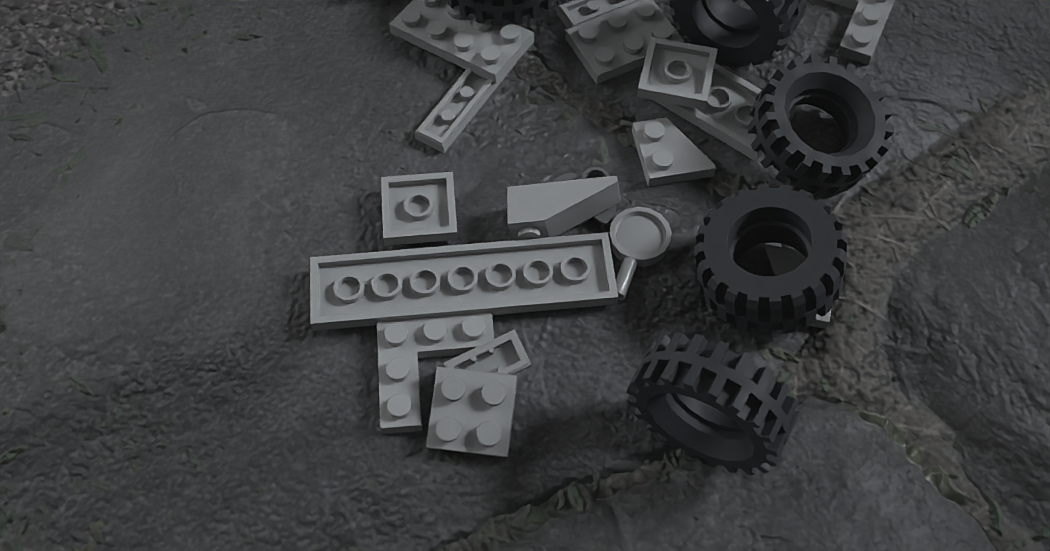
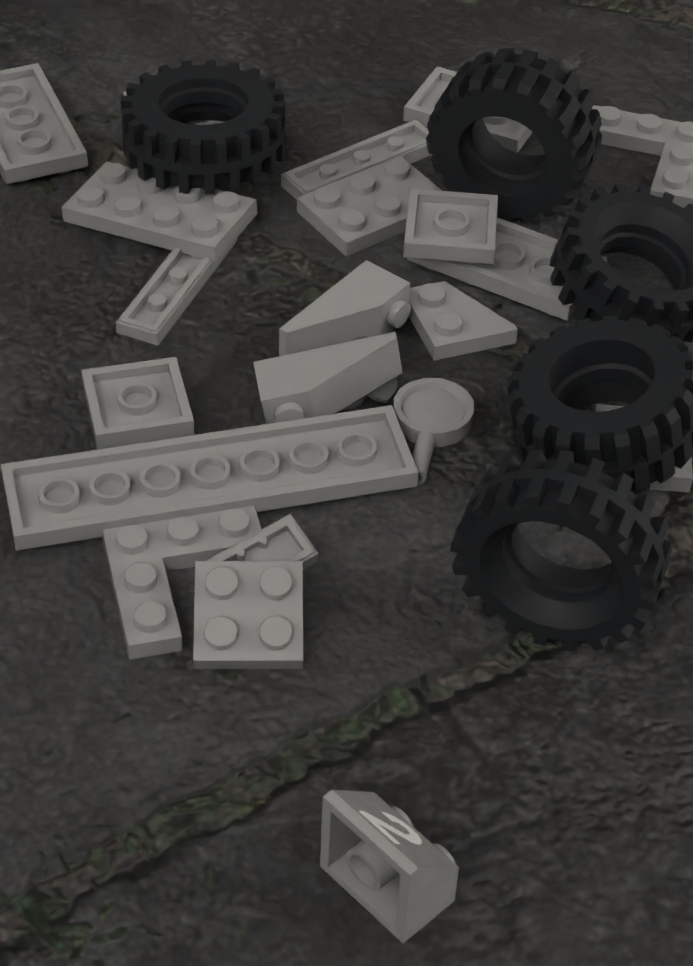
camera: 10 degrees left, 15 degrees down
(589, 143) = (359, 305): none -> light grey slope

